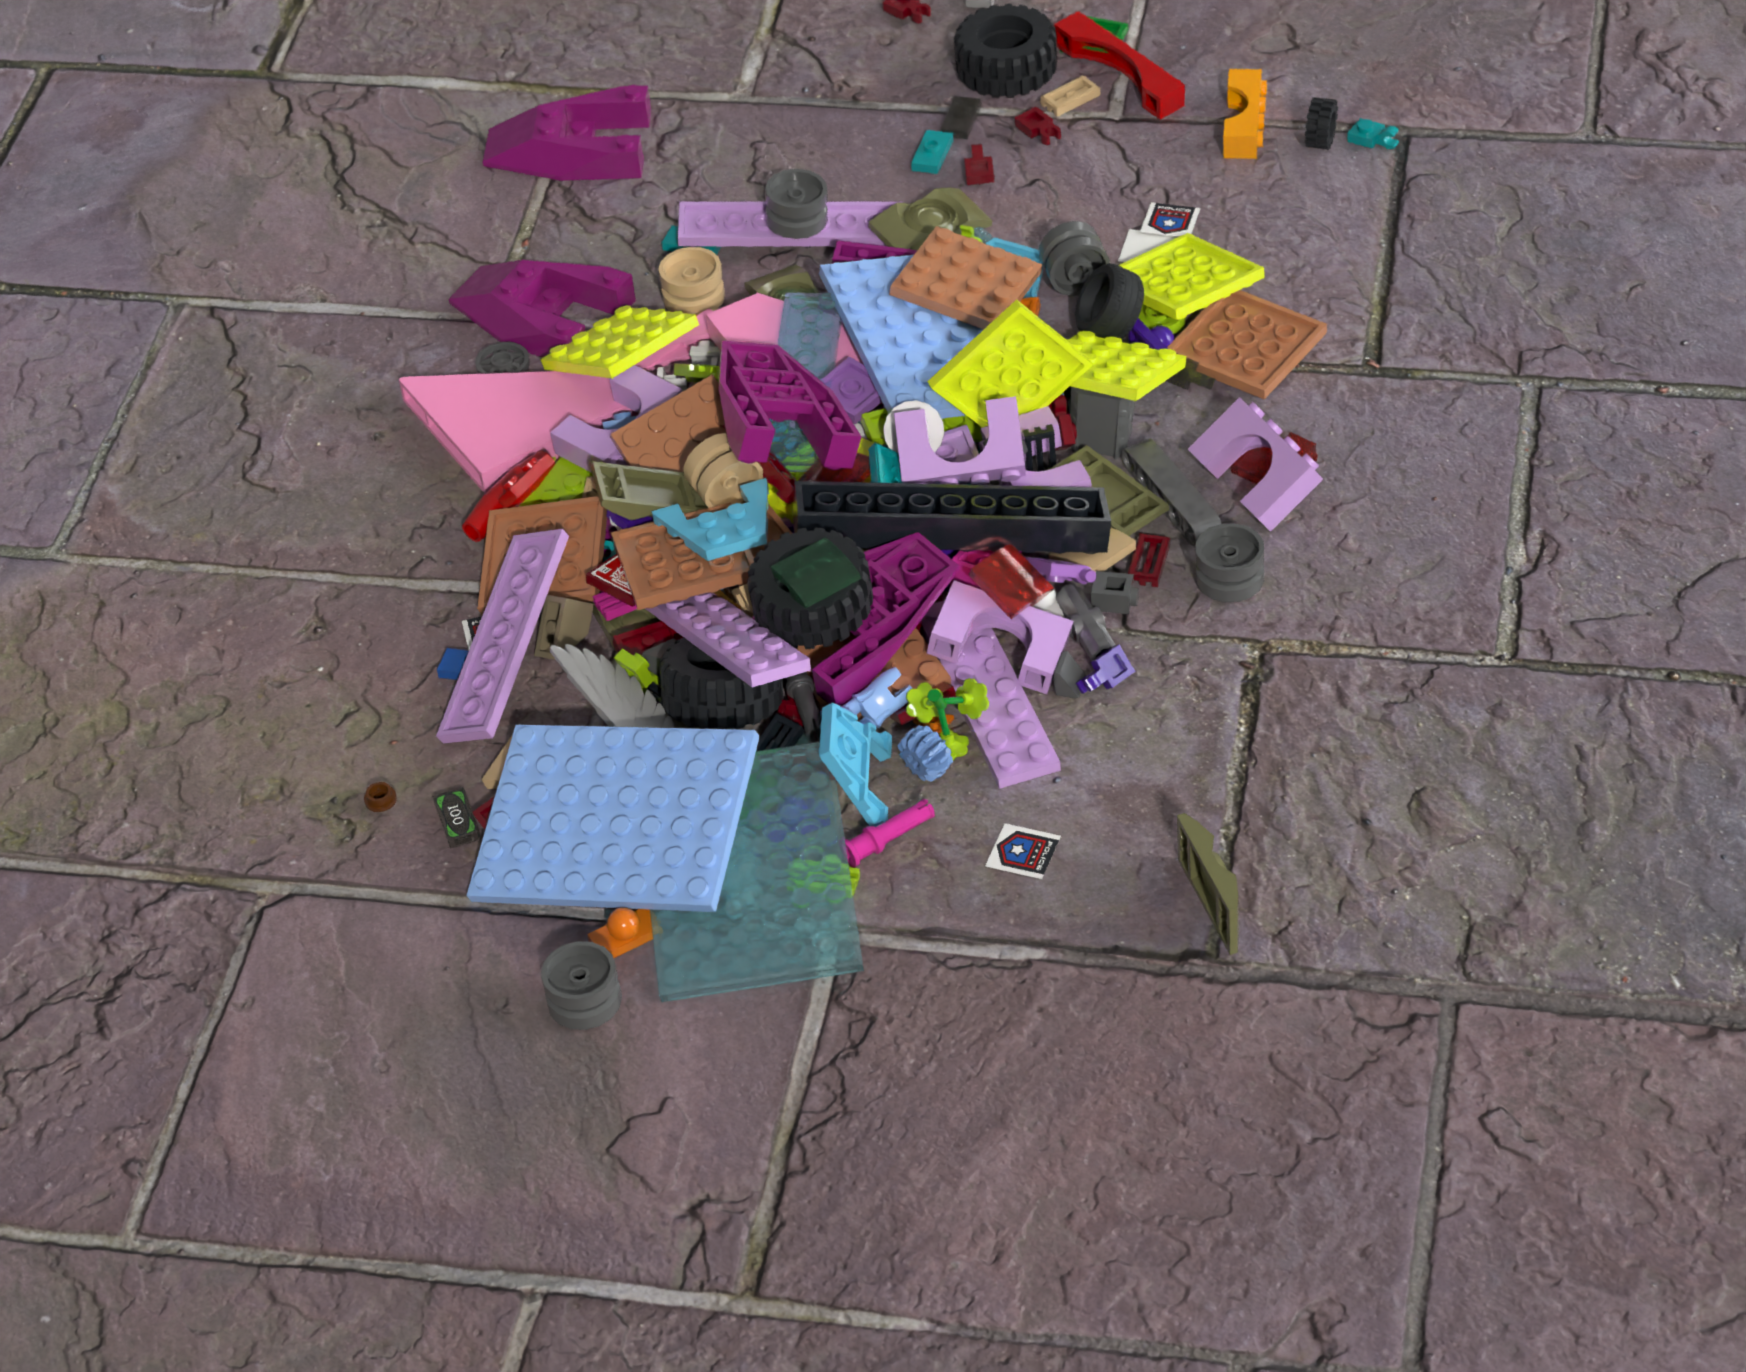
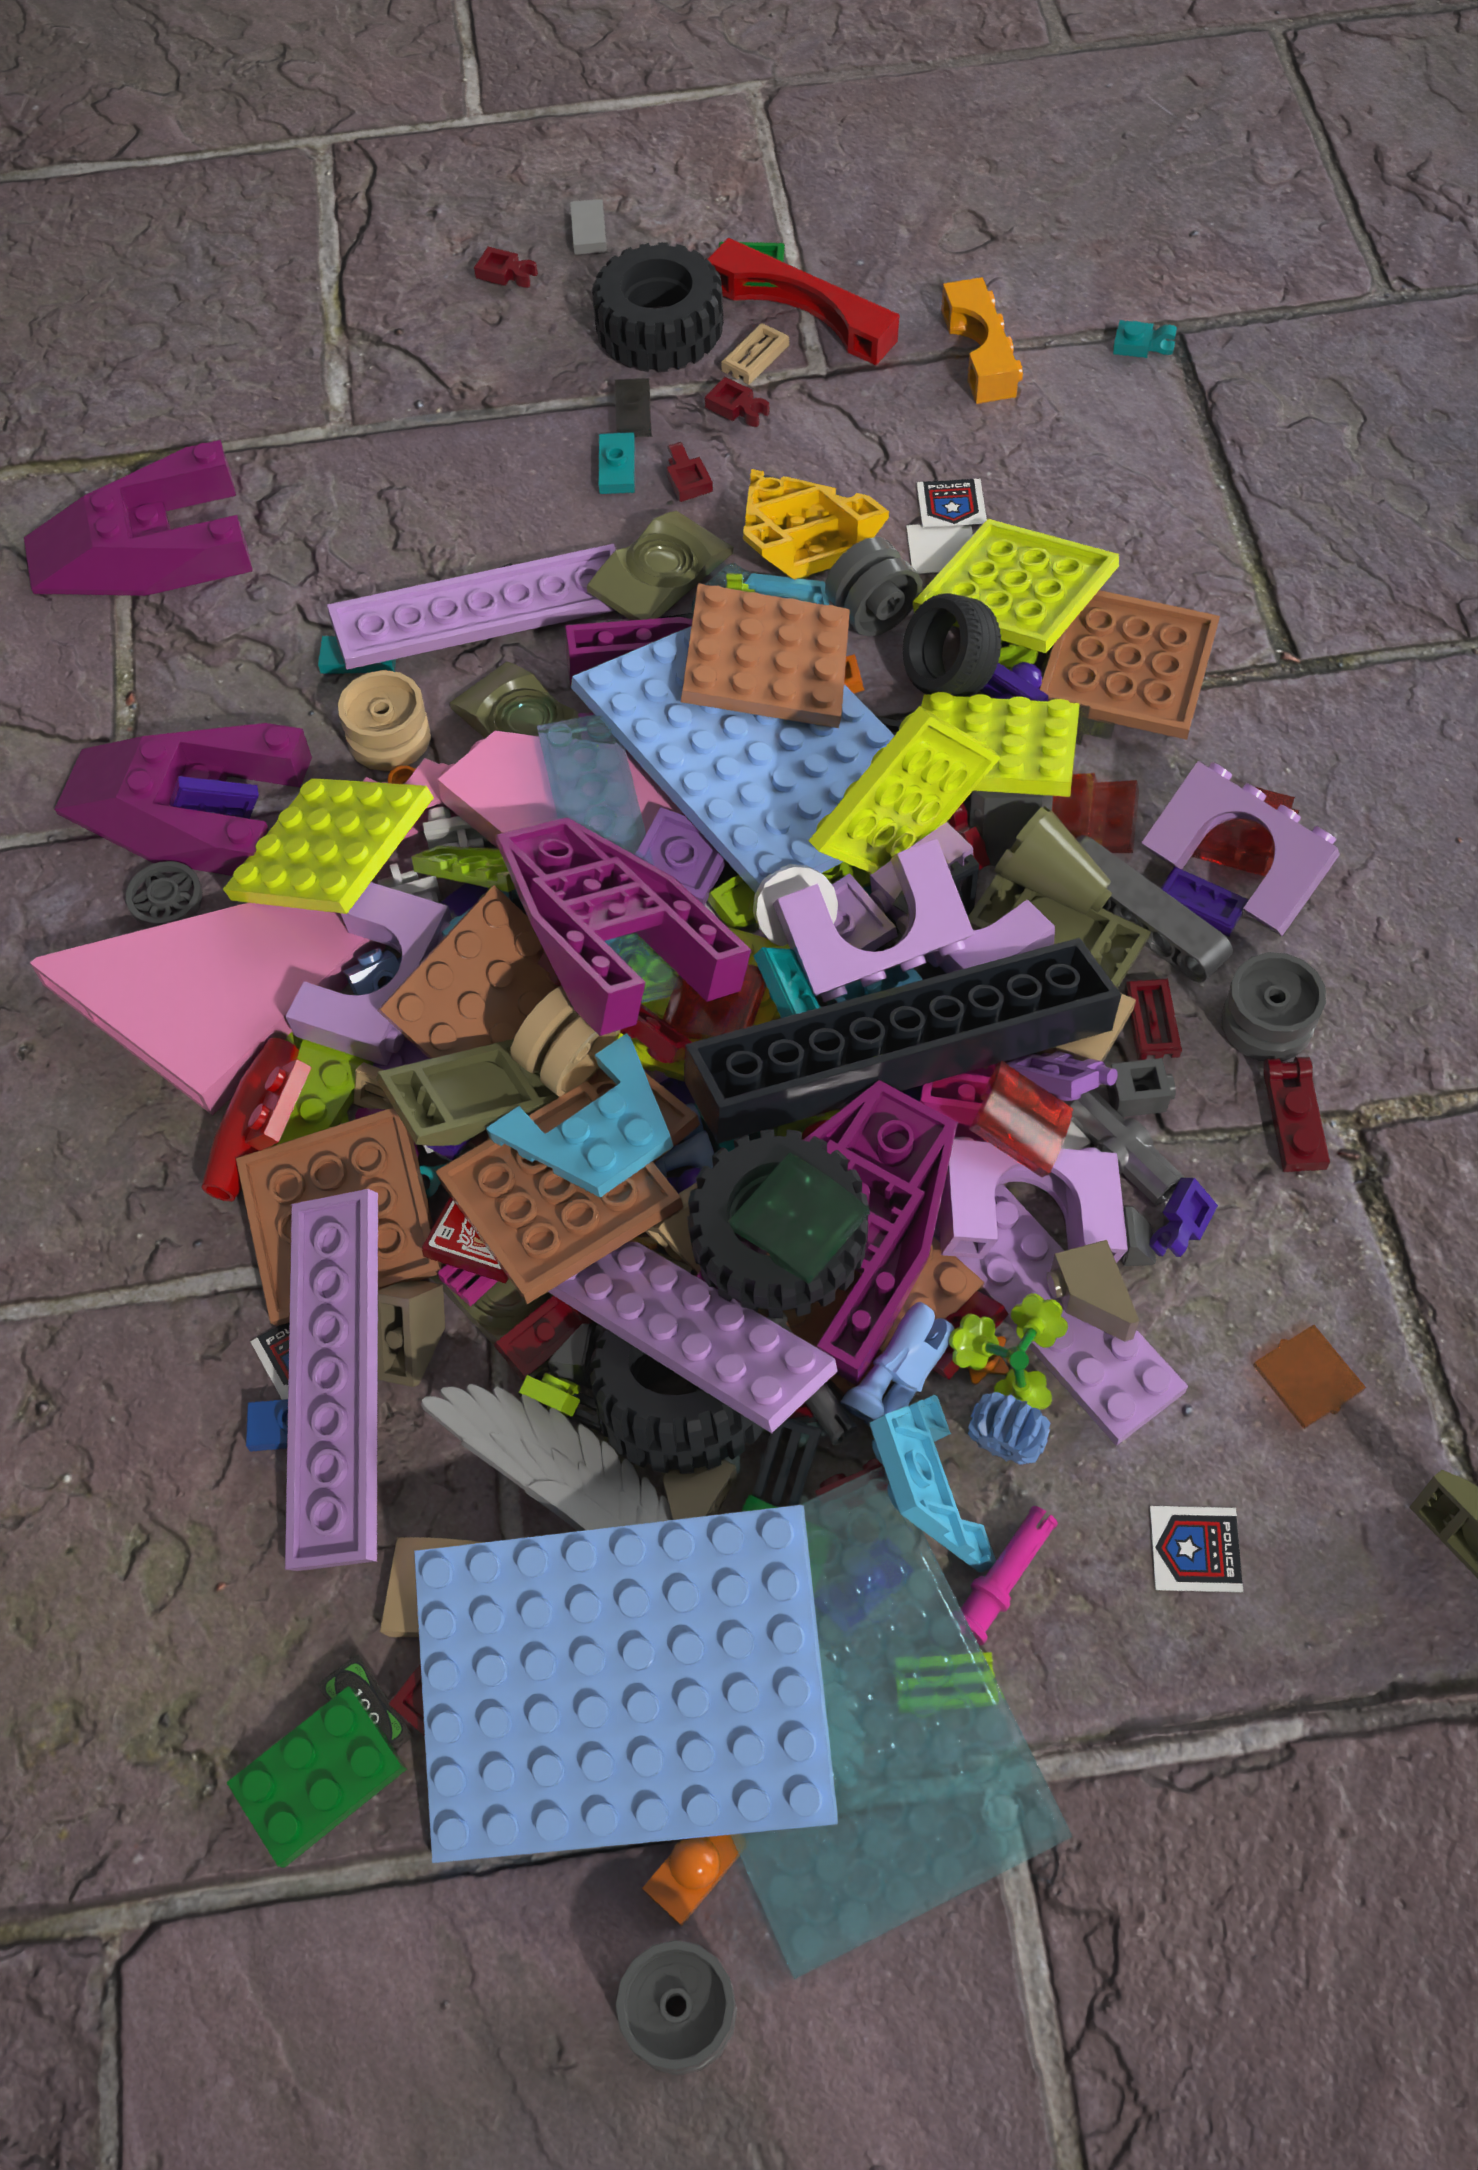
camera: 20 degrees left, 15 degrees up
(380, 797) = (227, 1696): reddish brown plate -> none
(414, 840) = (316, 1776): none -> green plate
(557, 304) = (215, 796): none -> dark purple plate
(796, 203) = (489, 580): dark grey wheel -> none
(1015, 687) = (1093, 1289): none -> dark tan slope
(1036, 206) = (805, 523): none -> yellow wedge
(1110, 443) = (1055, 865): none -> olive cone
(1148, 777) = (1309, 1376): none -> clear orange piece
(1172, 429) = (1100, 811): none -> clear red slope
(1219, 633) = (1296, 1115): none -> dark red plate
(1220, 496) = (1208, 901): none -> dark purple plate
(1321, 123) = (1086, 337): black tyre -> none

